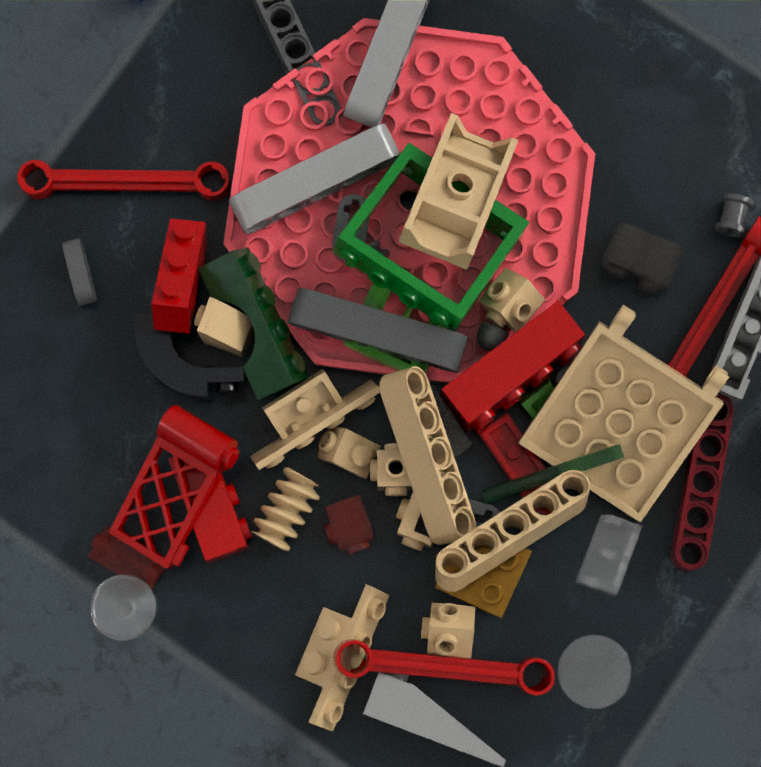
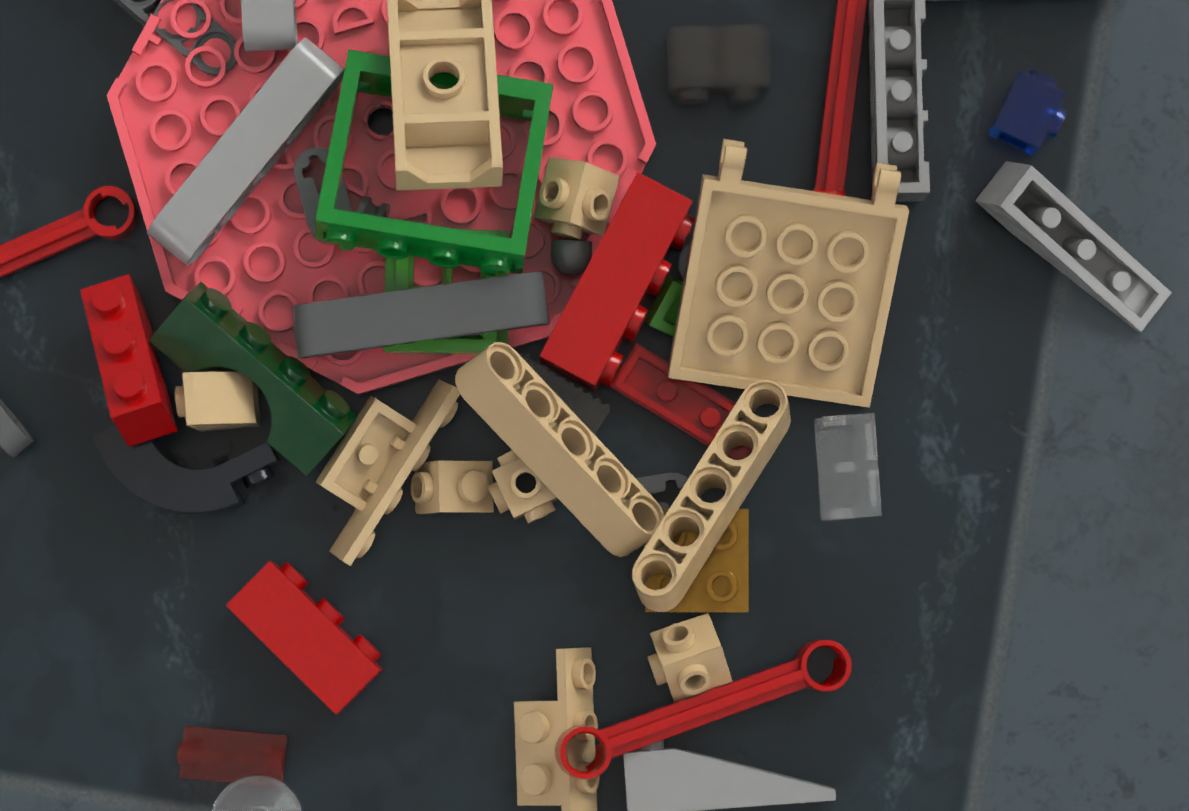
camera: 30 degrees left, 5 degrees up
(197, 445) = (264, 573): red piece -> none
(286, 509) = (408, 600): tan piece -> none
(349, 525) = (498, 583): clear red brick -> none
(410, 514) = (570, 533): tan bracket -> none
(546, 475) = (727, 398): clear green bar -> none
(594, 671) = (895, 624): clear tile -> none
(702, 501) = (940, 344): dark red beam -> none

